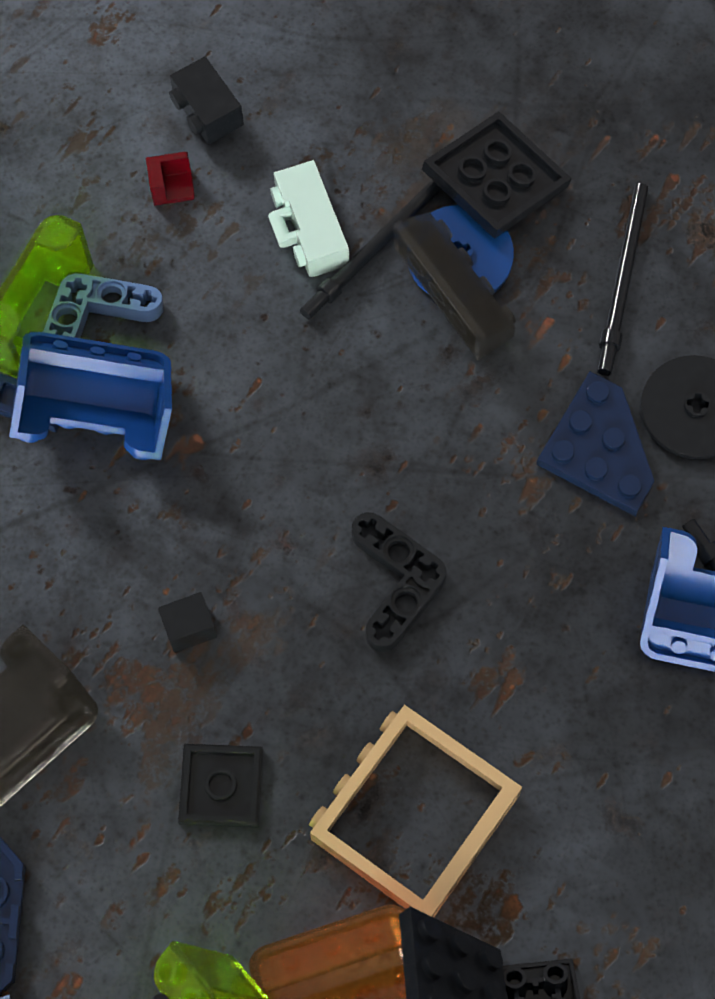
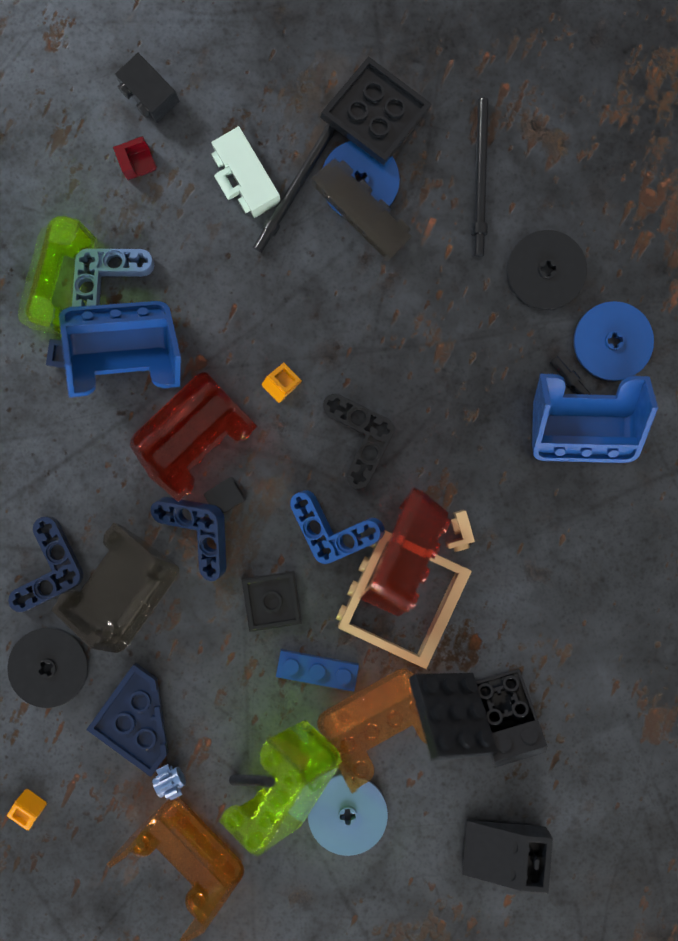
camera: 10 degrees left, 20 degrees up
(149, 657) = (204, 528): none -> dark blue beam
(160, 522) = (186, 432): none -> clear red windscreen
(264, 899) = (317, 670): none -> blue plate
(299, 488) = (281, 382): none -> light orange slope
(329, 709) = (332, 541): none -> blue beam
(424, 732) = (407, 554): none -> clear red windscreen
(520, 727) = (462, 527): none -> tan bracket
(600, 446) = (484, 312): dark blue plate -> none

